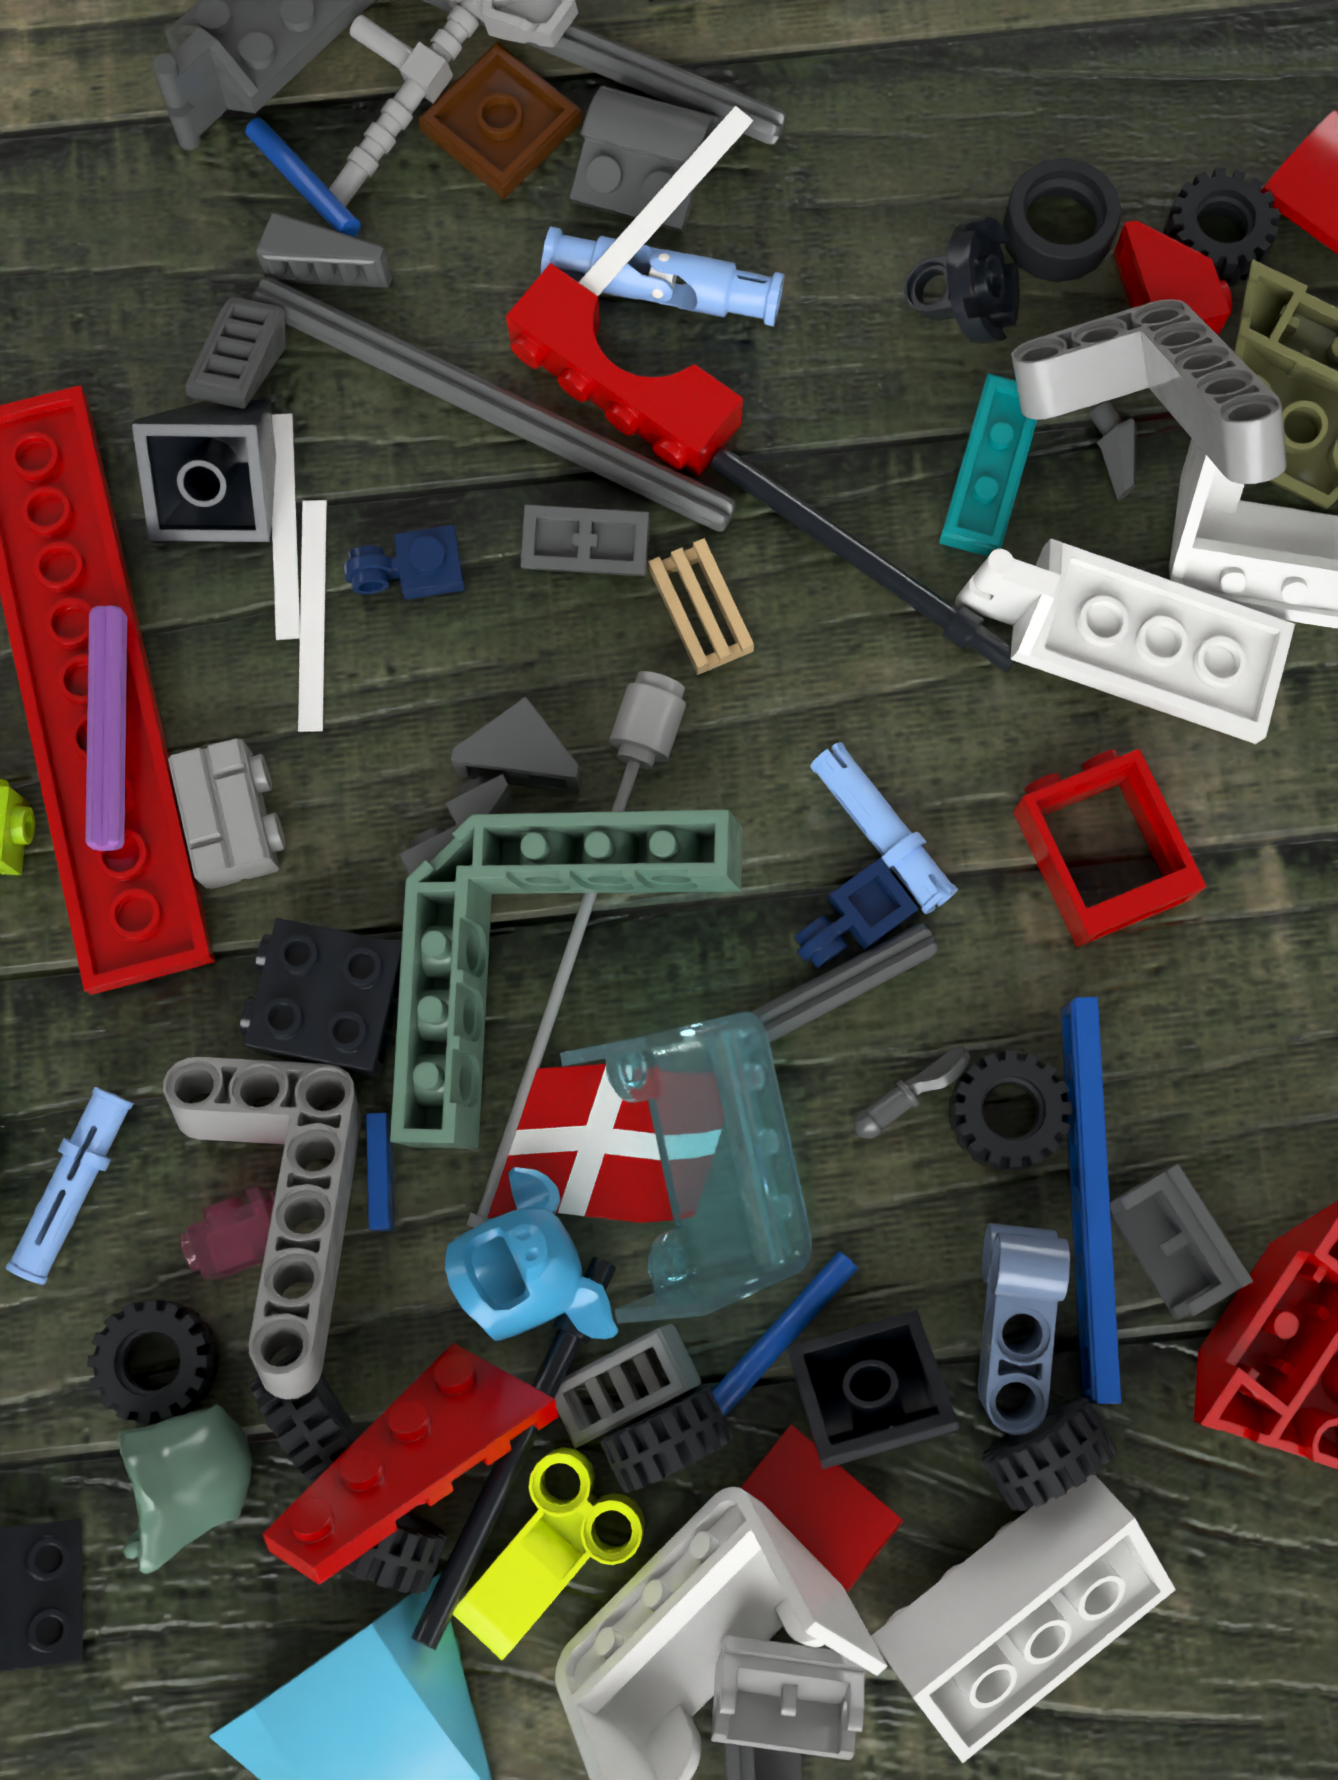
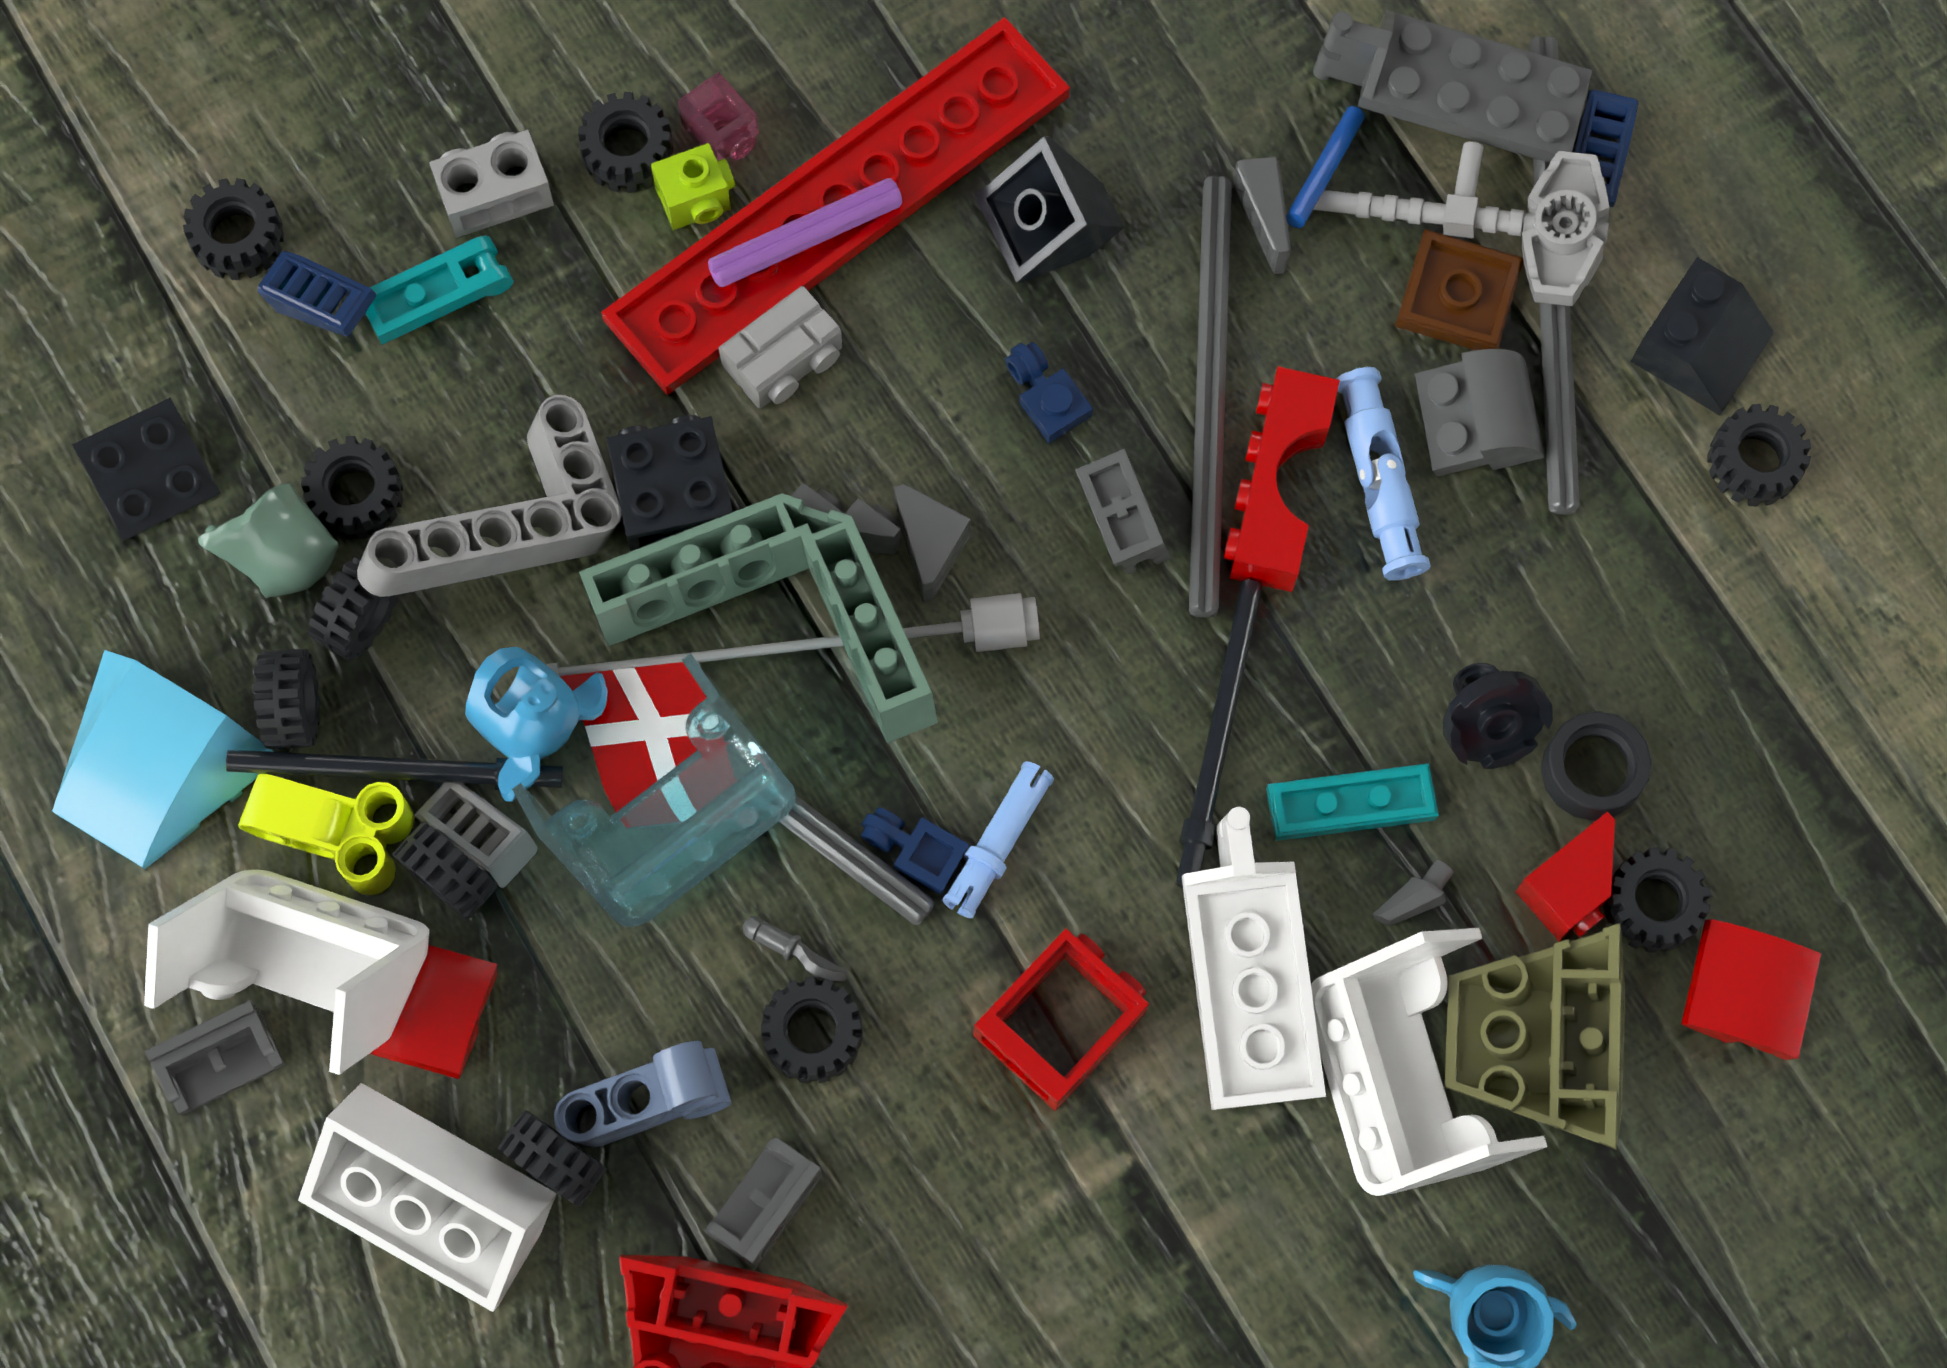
camera: 60 degrees right, 5 degrees down
(65, 1191) = (455, 370): light blue pin -> none
(230, 1236) = (456, 491): clear pink brick -> none
(240, 345) = (1179, 183): dark grey slope -> none
(285, 532) = (1033, 289): white sticker -> none
(312, 616) = (973, 340): white sticker -> none
(380, 1172) = (553, 585): blue piece -> none
(406, 1458) = (380, 698): red wing -> none
(666, 201) = (1437, 443): white sticker -> none
(681, 562) = (1147, 592): tan tile -> none
(783, 1332) = (564, 931): blue bar -> none
(787, 1698) = (290, 1033): light grey hinge -> none
(871, 1389) = (544, 999): black slope -> none
(1090, 1203) = (767, 1118): blue tile -> none
(1181, 362) = (1487, 881): light grey beam -> none

